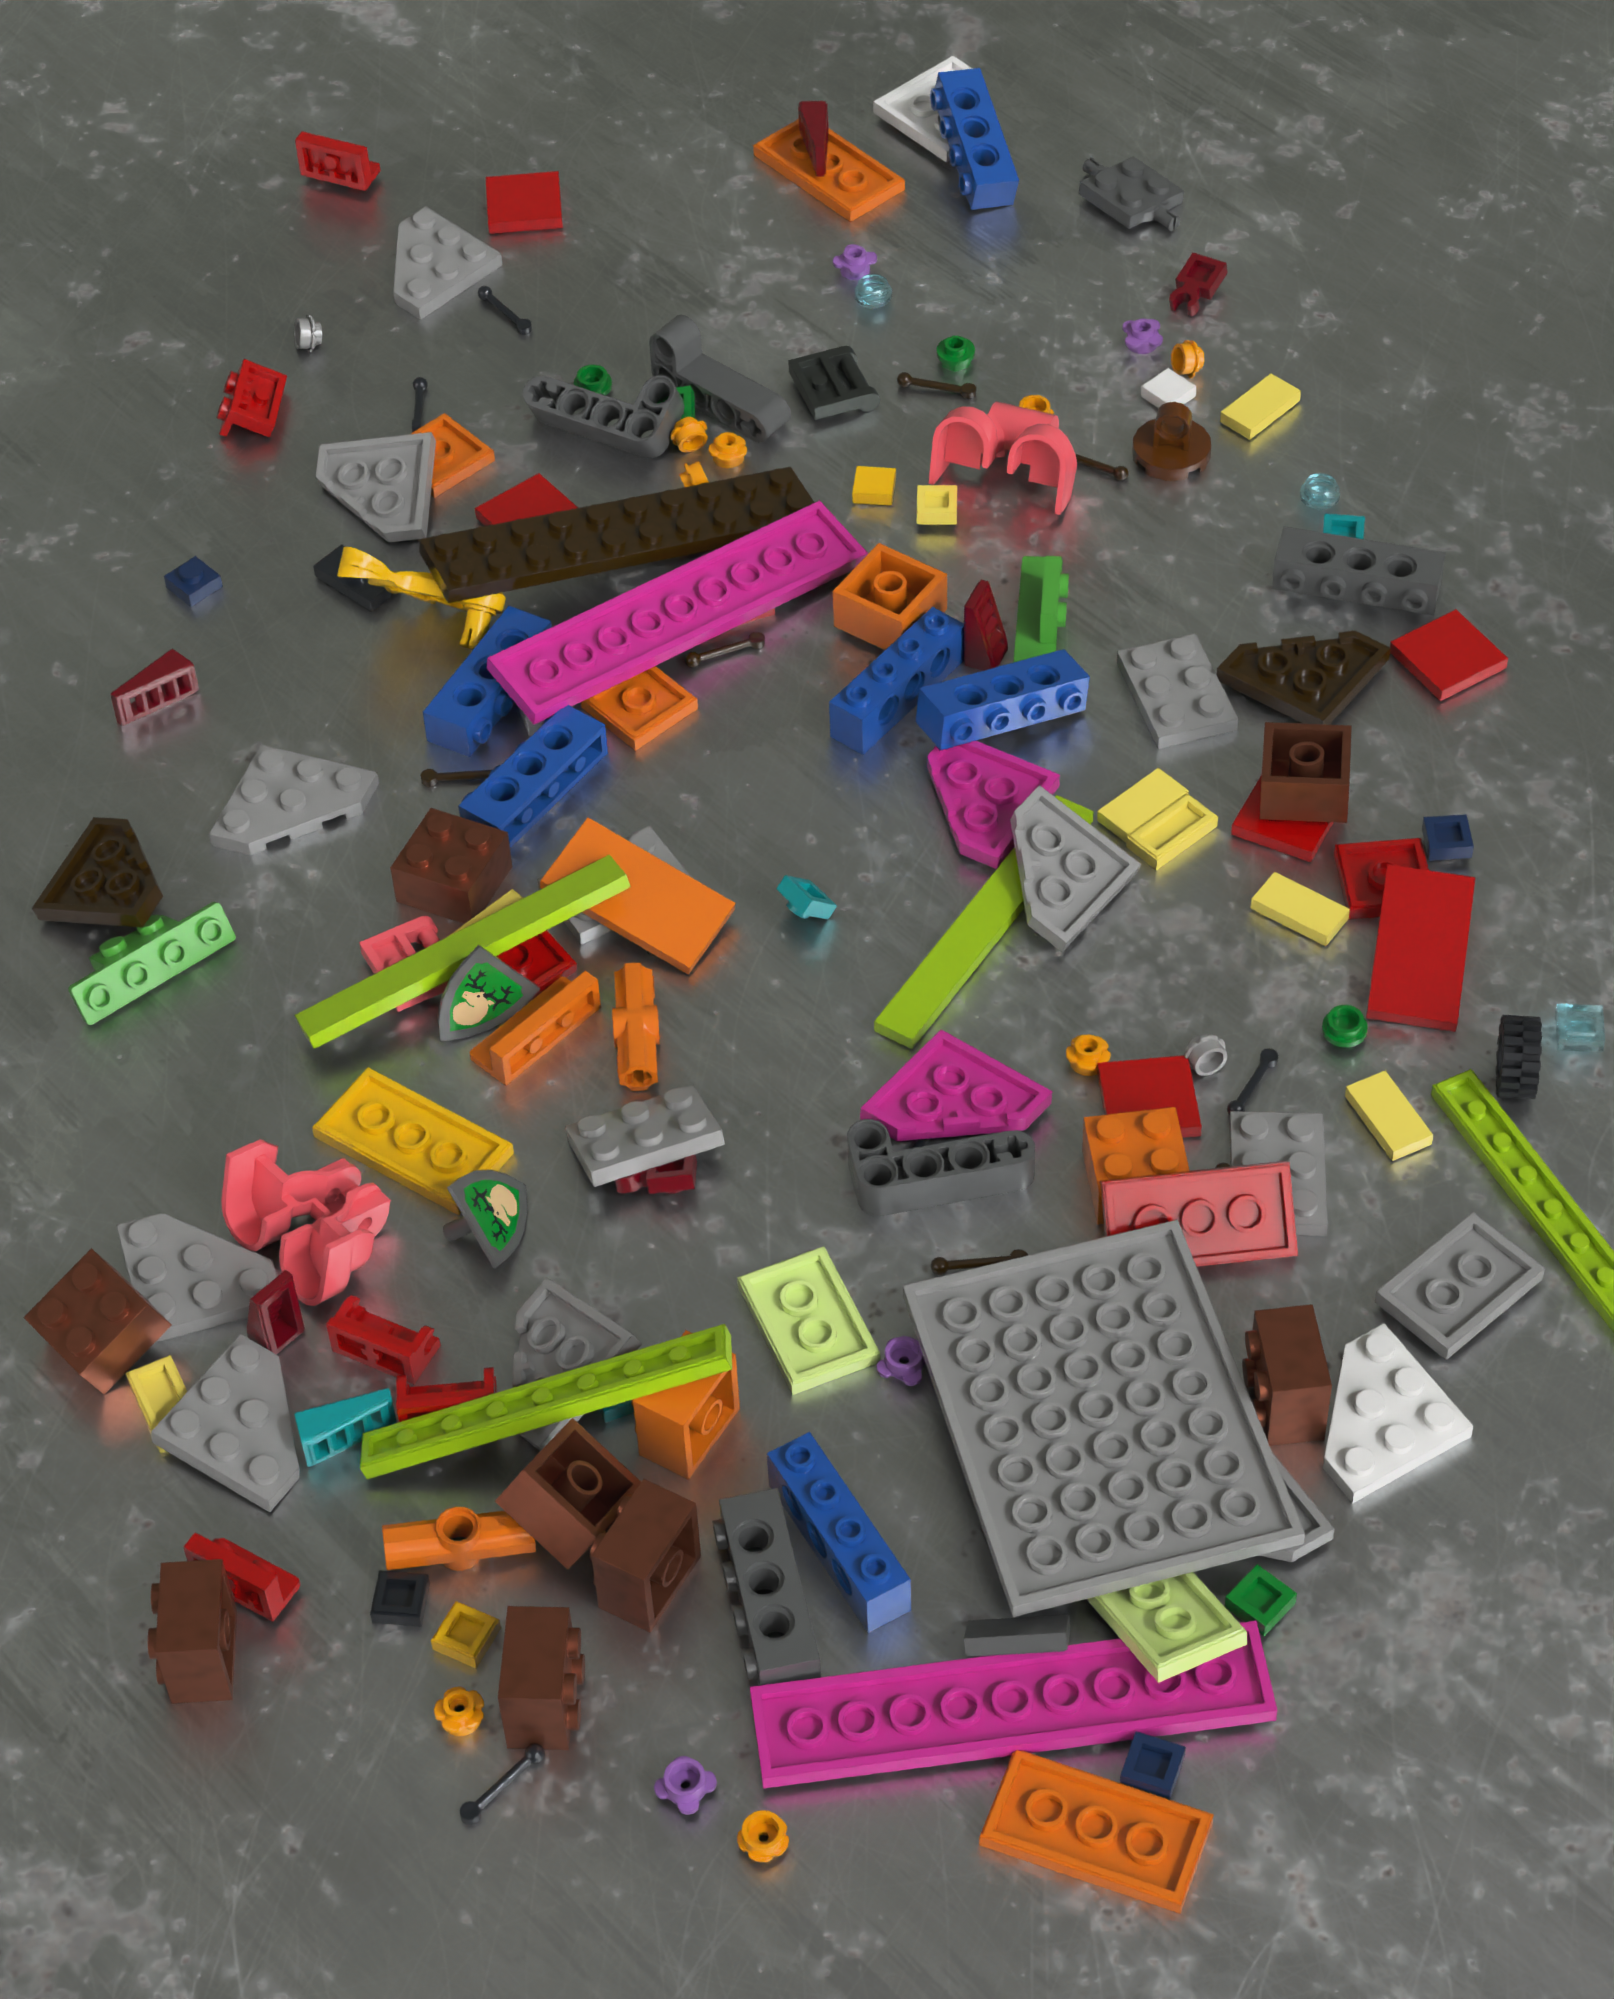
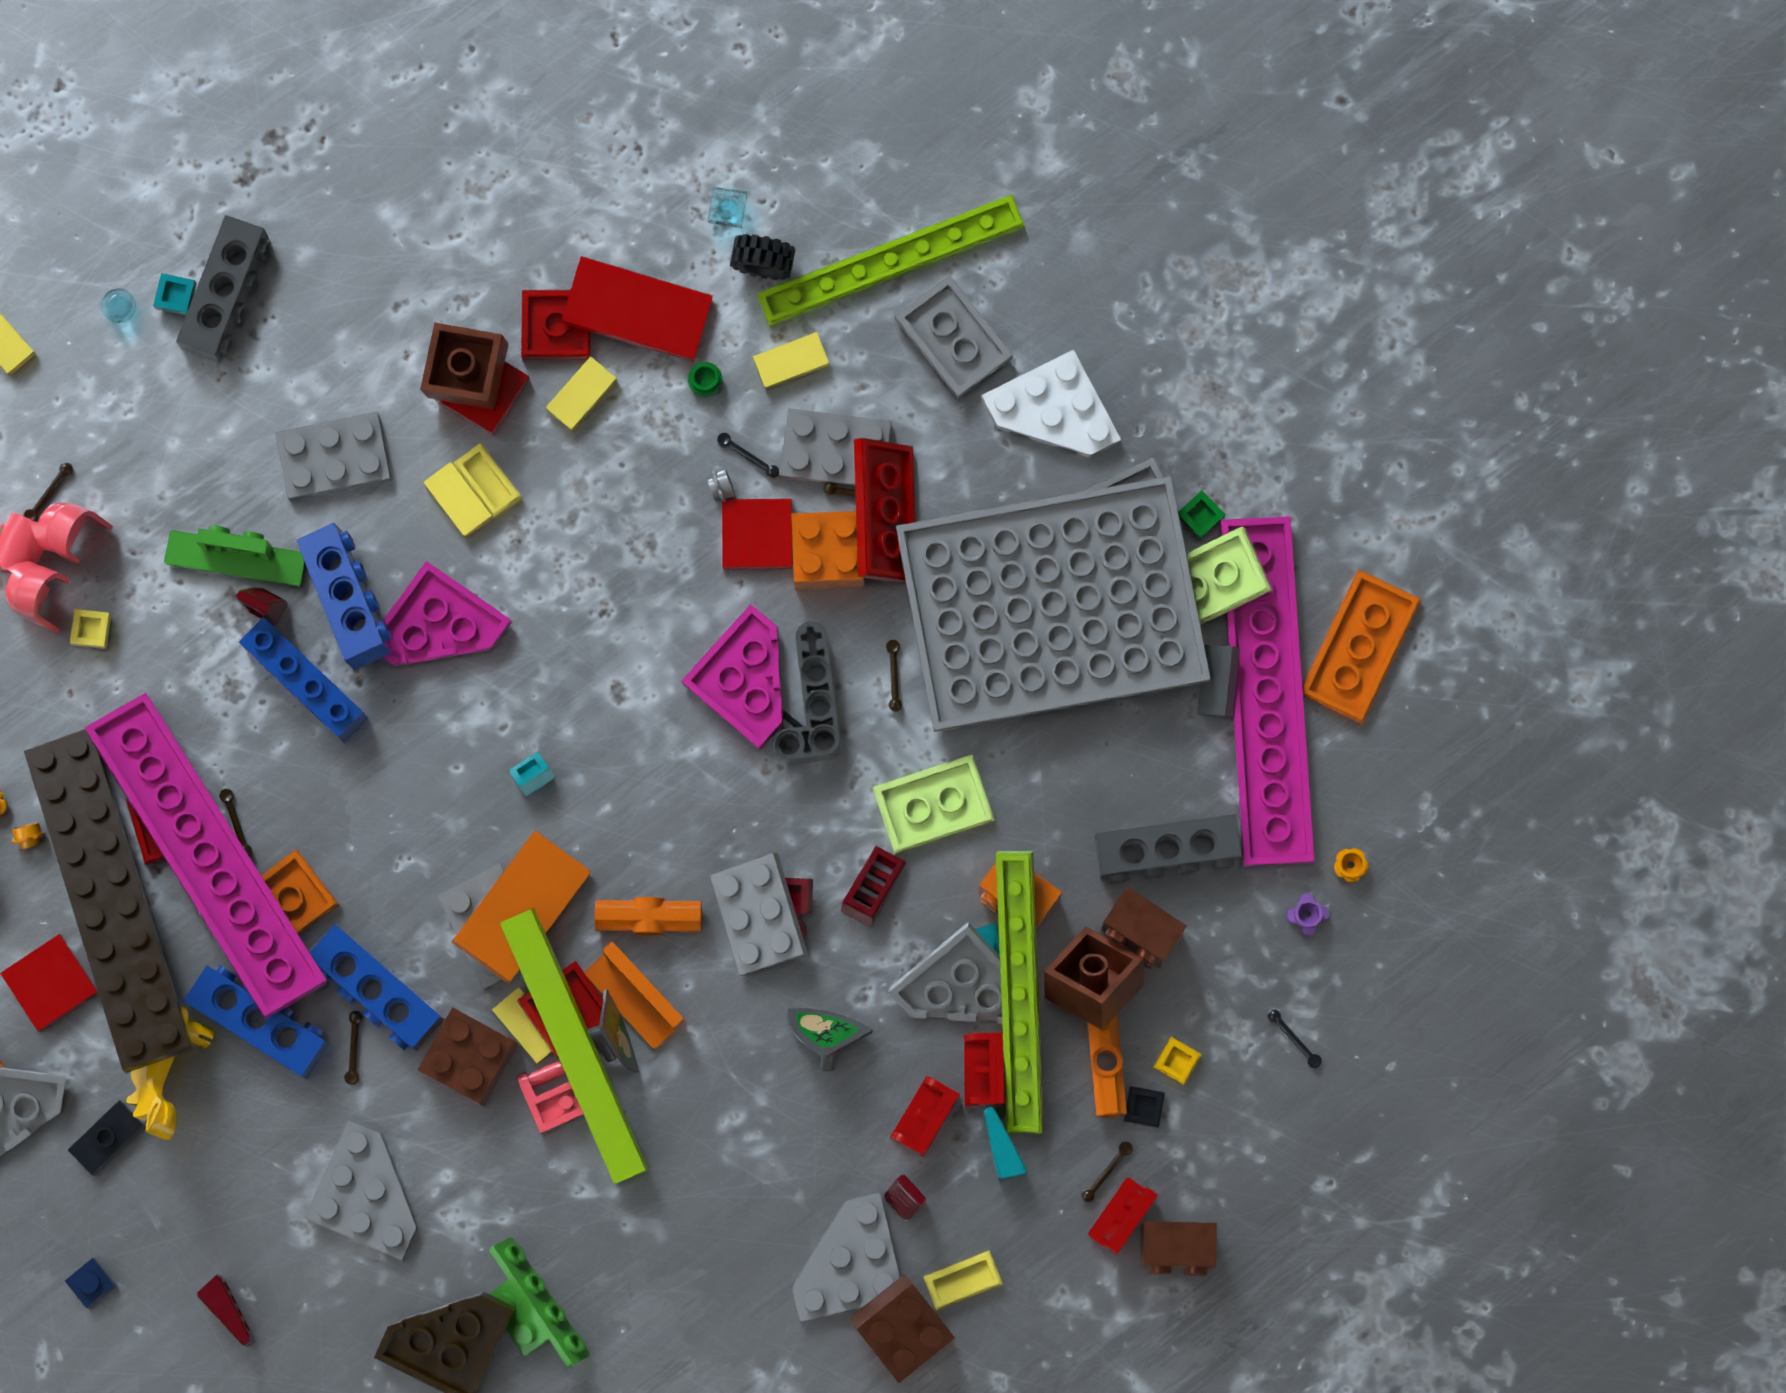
camera: 85 degrees left, 30 degrees up
(237, 1425) = (989, 1224): light grey plate -> none
(321, 1255) = (858, 1161): coral piece -> none
(341, 1580) = (1124, 1149): none -> dark brown hinge
(409, 1137) = (736, 1094): yellow tile -> none
(461, 1722) = (1239, 1075): light orange plate -> none
(540, 1677) = (1235, 1005): copper brick -> none
(672, 1267) = (856, 910): none -> dark red slope
(839, 1532) = (1126, 795): blue brick -> none
(874, 485) = (53, 681): yellow tile -> none
(887, 596) = (214, 677): orange brick -> none
(902, 1349) = (982, 747): medium lavender plate -> none
(958, 952) = (563, 636): lime tile -> none
(1064, 867) = (530, 567): light grey plate -> none
(1086, 1062) = (709, 582): light orange plate -> none
(1153, 1765) = (1320, 603): dark blue plate -> none
(1172, 444) = (41, 421): reddish brown tile -> none
(1288, 1374) = (1034, 468): copper brick -> none
(1305, 676) = (333, 350): dark brown plate -> none
(1447, 837) = (525, 269): dark blue plate -> none
(1448, 655) = (321, 233): red tile -> none

